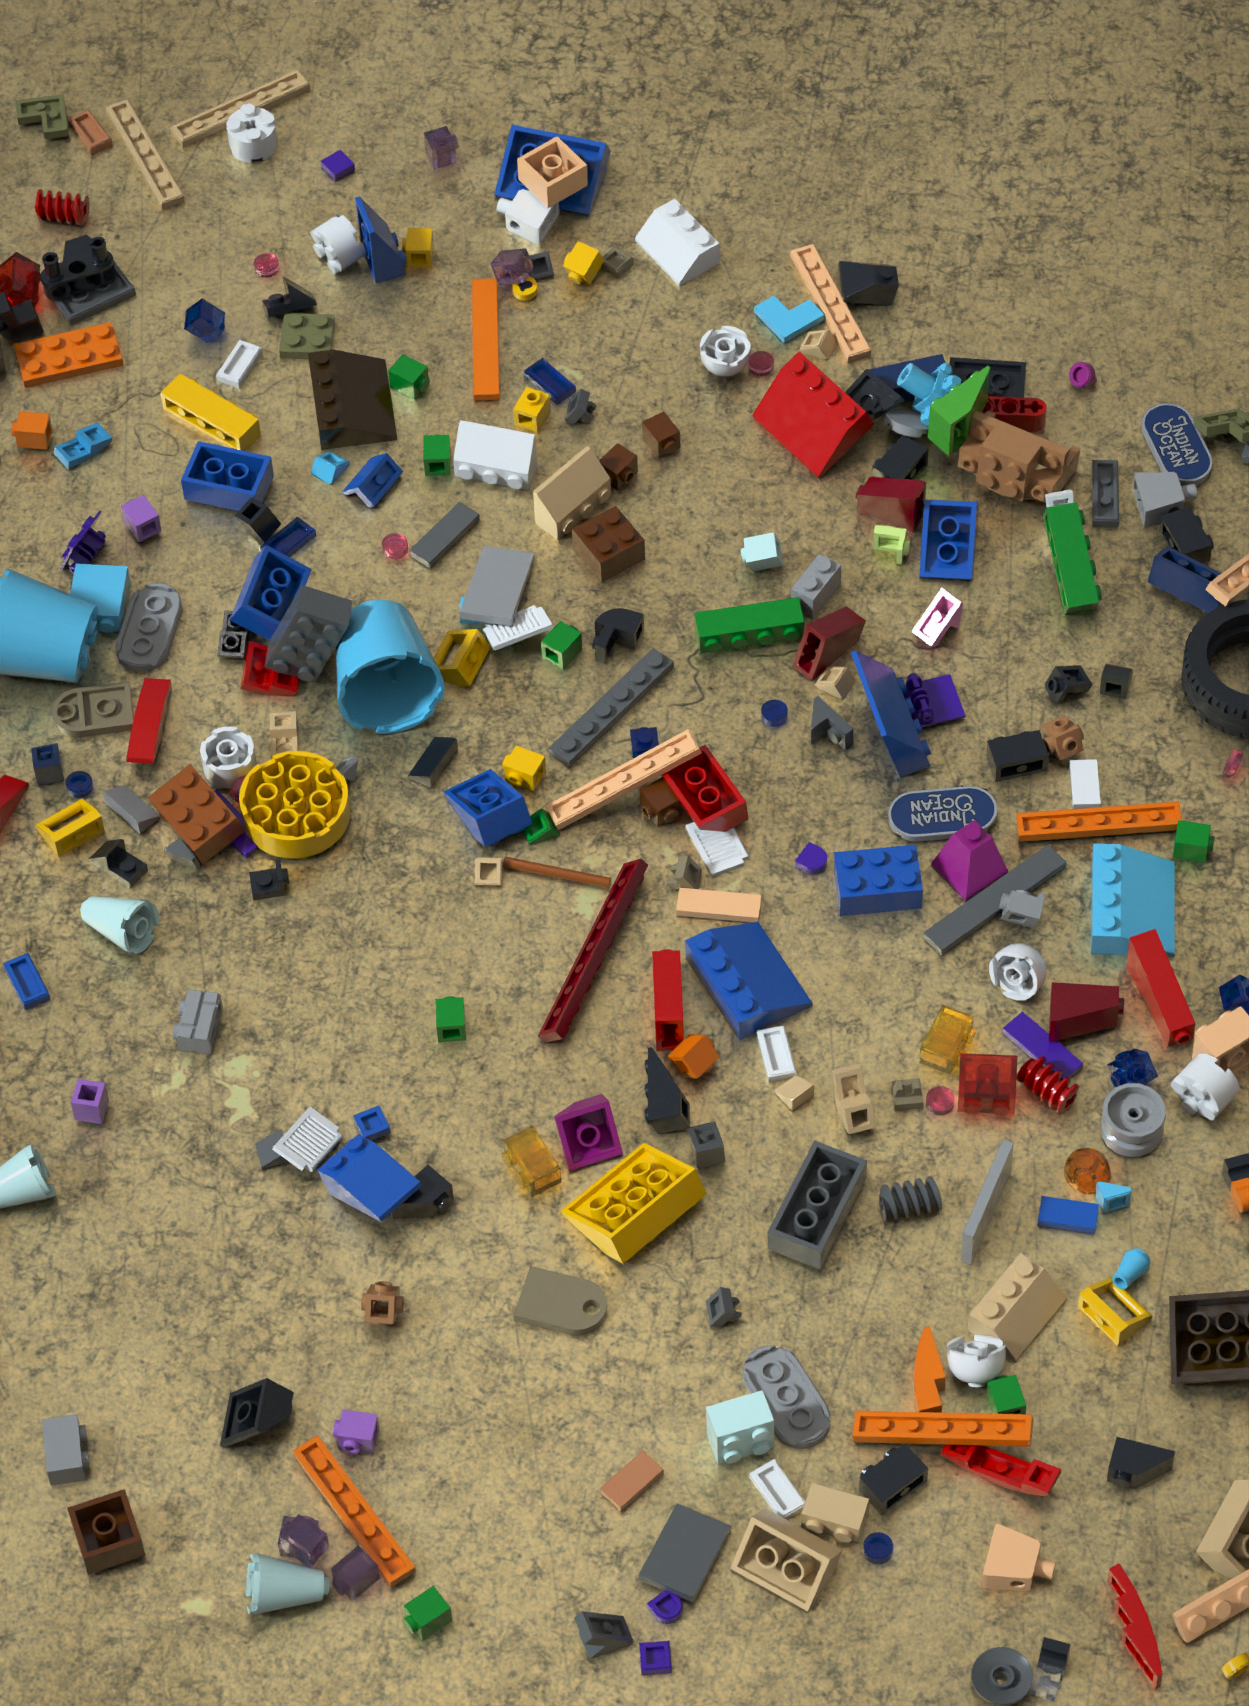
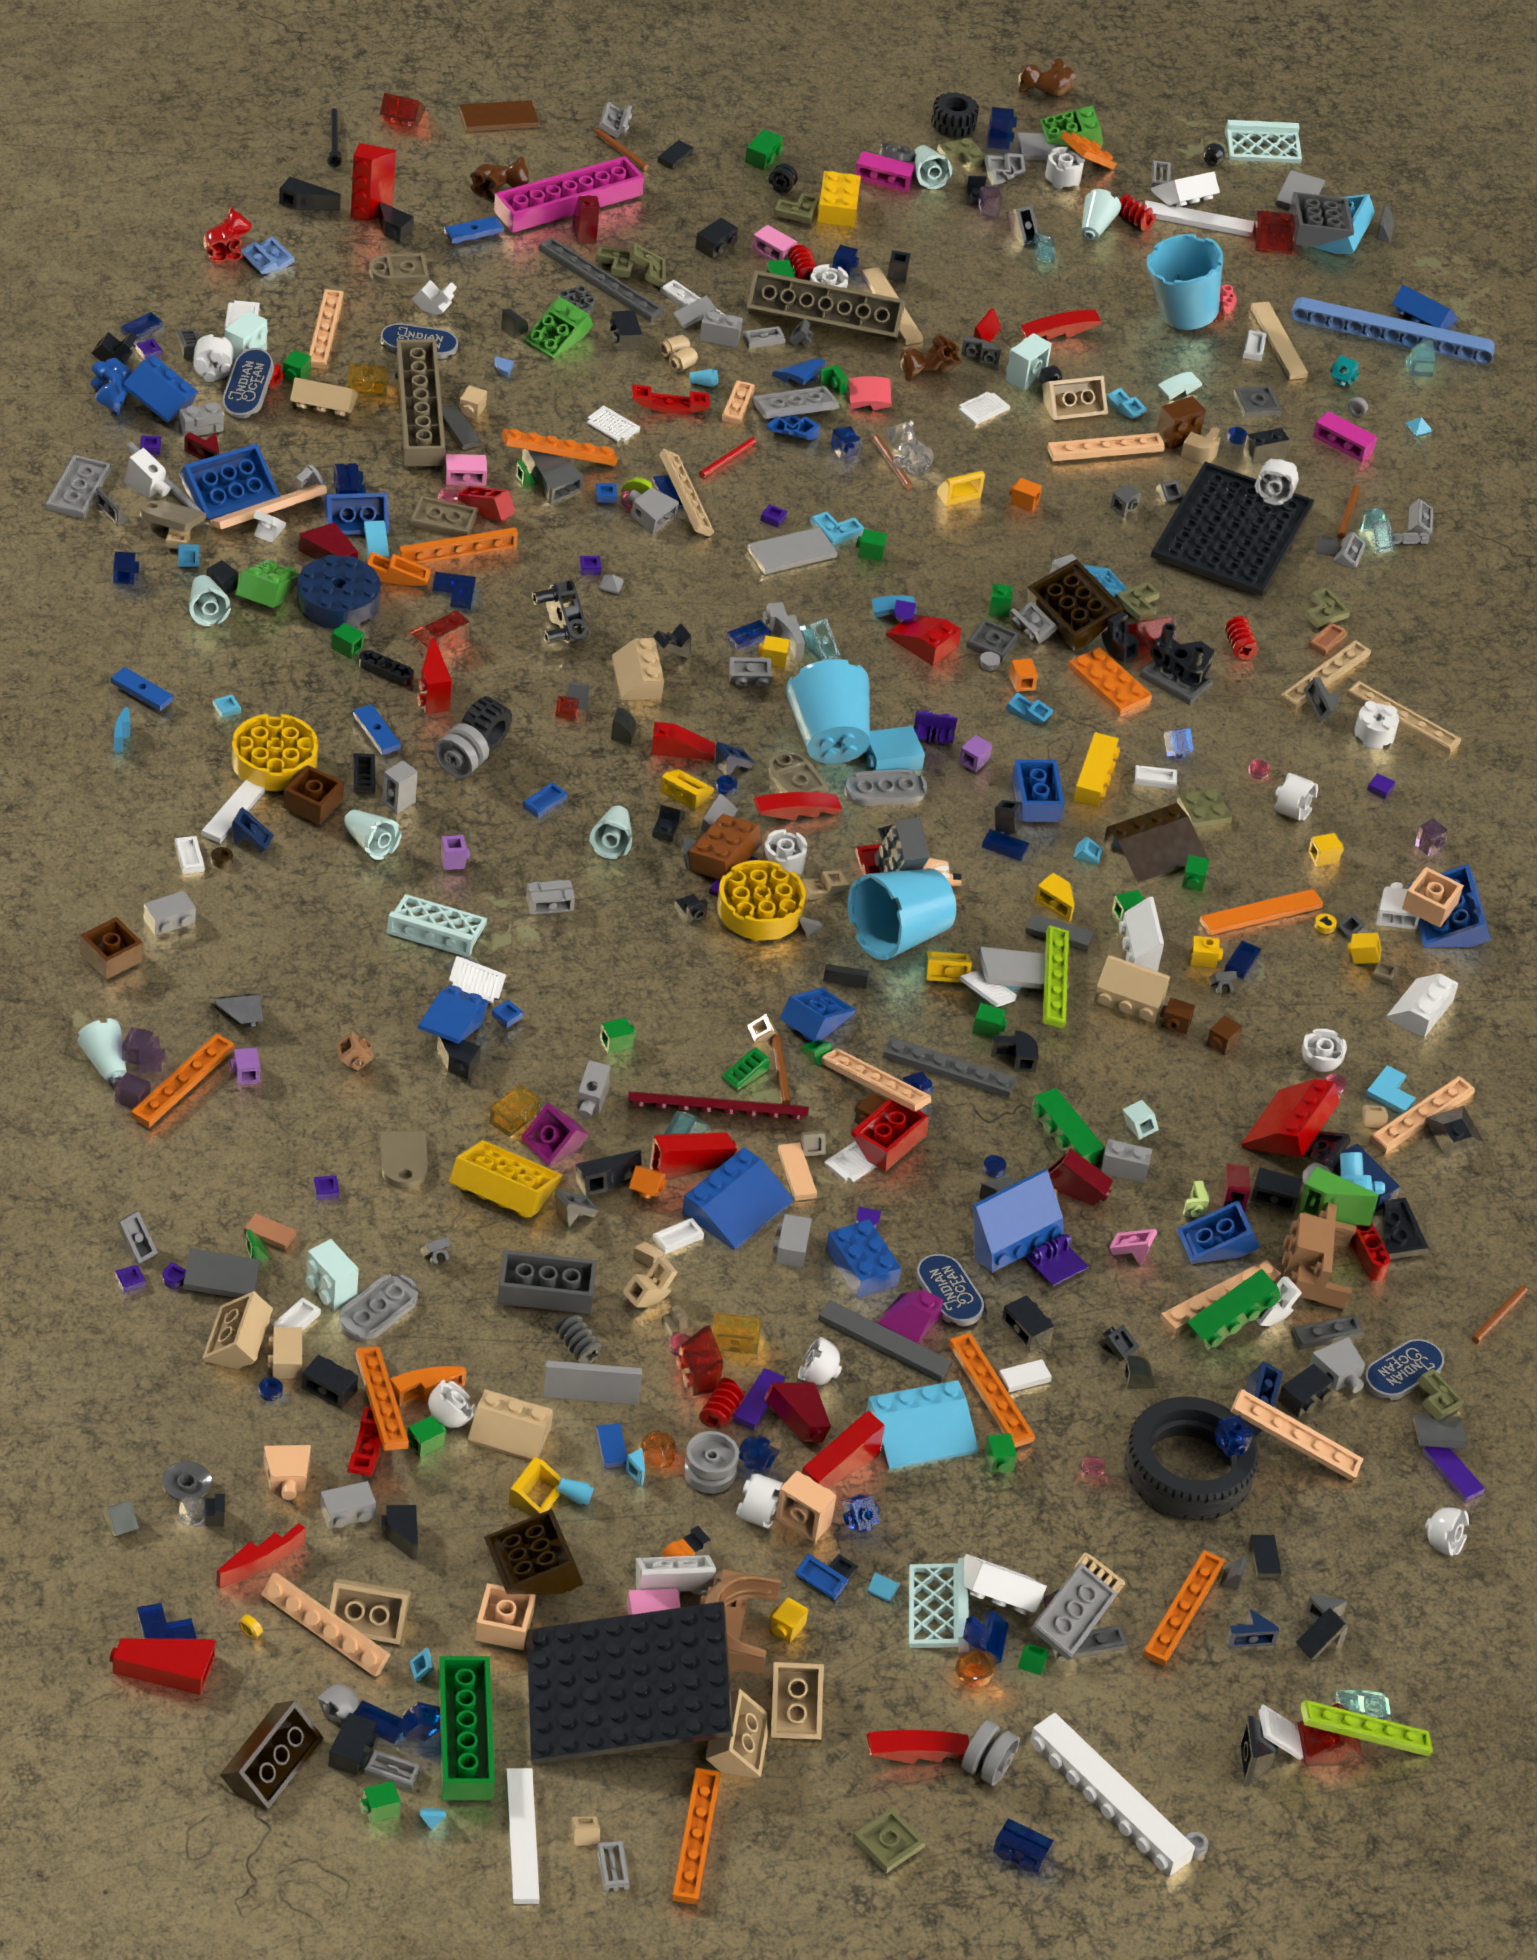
camera: 60 degrees right, 10 degrees down
(193, 169) = (1321, 701): none -> dark grey slope
(208, 1168) = (433, 933): none -> light aqua fence
(268, 591) = (949, 836): blue brick -> none
(294, 299) = (1231, 787): black slope -> none
(374, 479) = (1087, 878): blue panel -> none
(380, 244) = (1307, 814): blue slope -> none
(395, 515) = (1056, 896): none -> yellow slope
(395, 546) = (1033, 905): clear pink tile -> none
(427, 1613) = (115, 1138): green brick -> none
(512, 266) = (1335, 905): brick -> none
(521, 558) = (1056, 977): none -> lime tile
(524, 768) = (862, 1025): yellow brick -> none
(536, 1068) = (591, 1095): none -> light grey torso
(543, 889) = (755, 1059): none -> green slope
(579, 1400) = (326, 1187): none -> dark purple tile
(608, 544) = (1099, 1026): reddish brown brick -> none
(624, 993) = (686, 1124): none -> clear light blue slope
(654, 1504) = (255, 1246): none -> green slope
(827, 940) = (793, 1240): none -> light grey brick
(1021, 907) = (880, 1353): light grey brick -> none
(1027, 570) = (1177, 1317): none -> light nougat plate
(1062, 737) = (1057, 1346): medium nougat brick -> none
(1082, 375) = (1438, 1289): magenta tile -> none
(1086, 1512) = (348, 1505): none -> light grey brick
(1125, 335) = (1499, 1314): none -> dark orange bar

